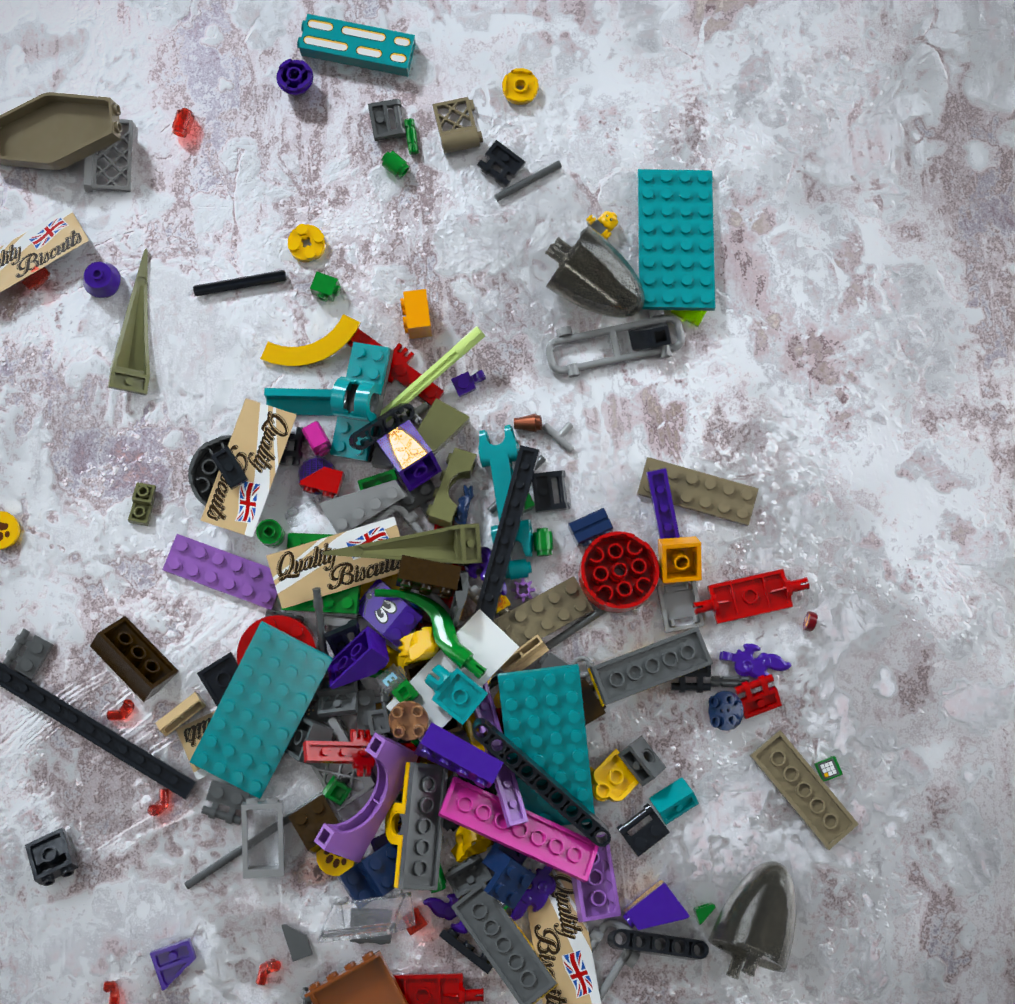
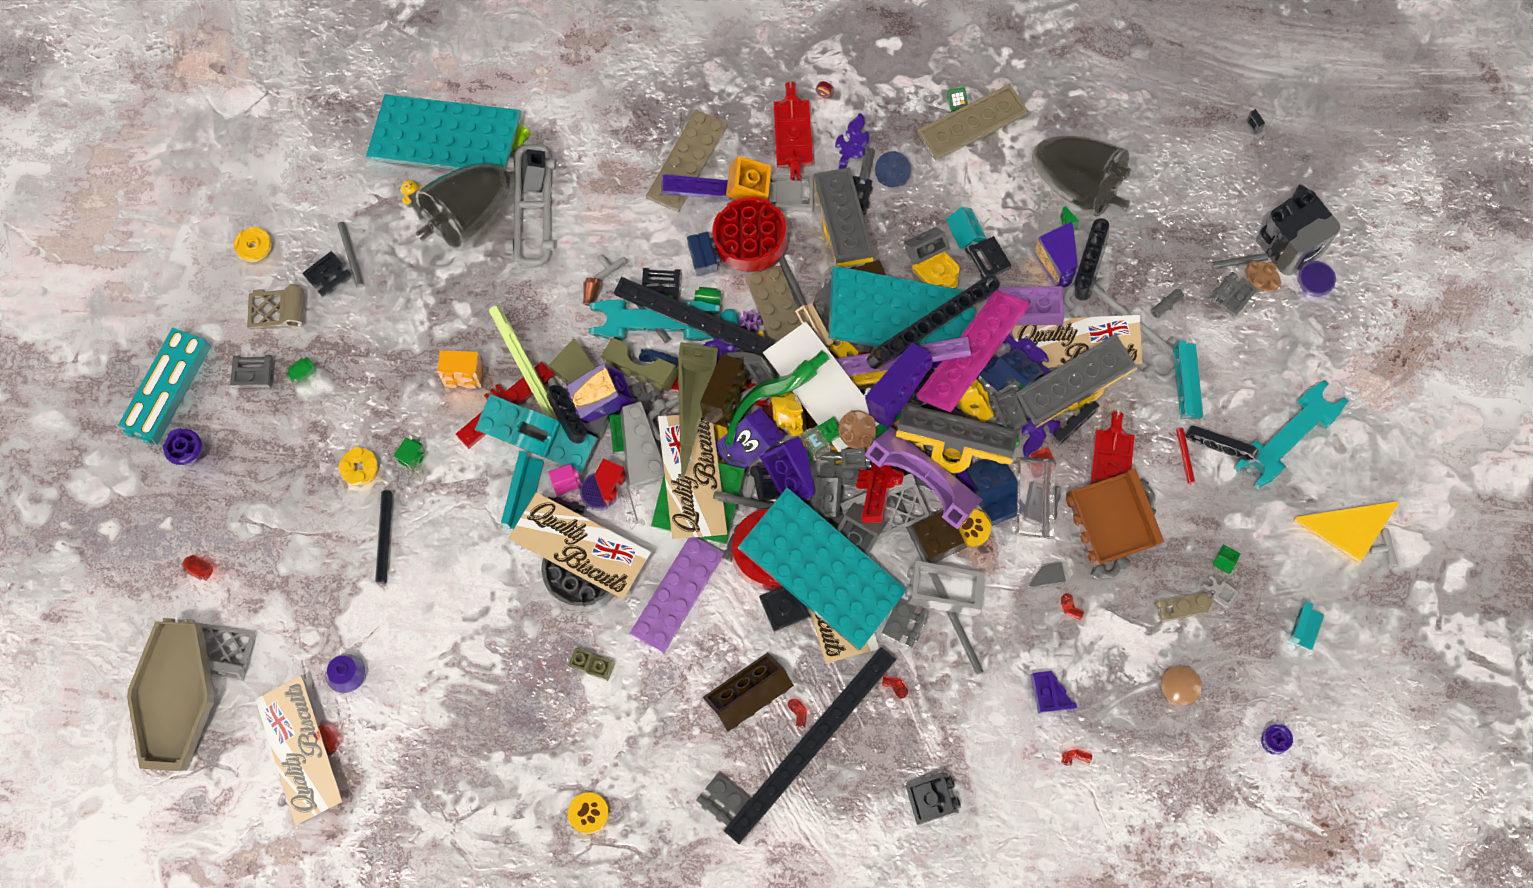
camera: 75 degrees left, 10 degrees down
(131, 357) = (434, 652): olive plate -> none
(177, 716) = (811, 653): tan piece -> none
(229, 468) = (576, 560): black plate -> none
(270, 533) = (649, 538): green wheel -> none
(316, 351) = (473, 471): yellow tile -> none
(336, 790) = (910, 513): green slope -> none
(411, 136) = (275, 351): green axle -> none
(455, 692) = (838, 381): teal plate -> none
(465, 383) = (538, 341): dark purple plate -> none
(760, 701) = (888, 139): red plate -> none

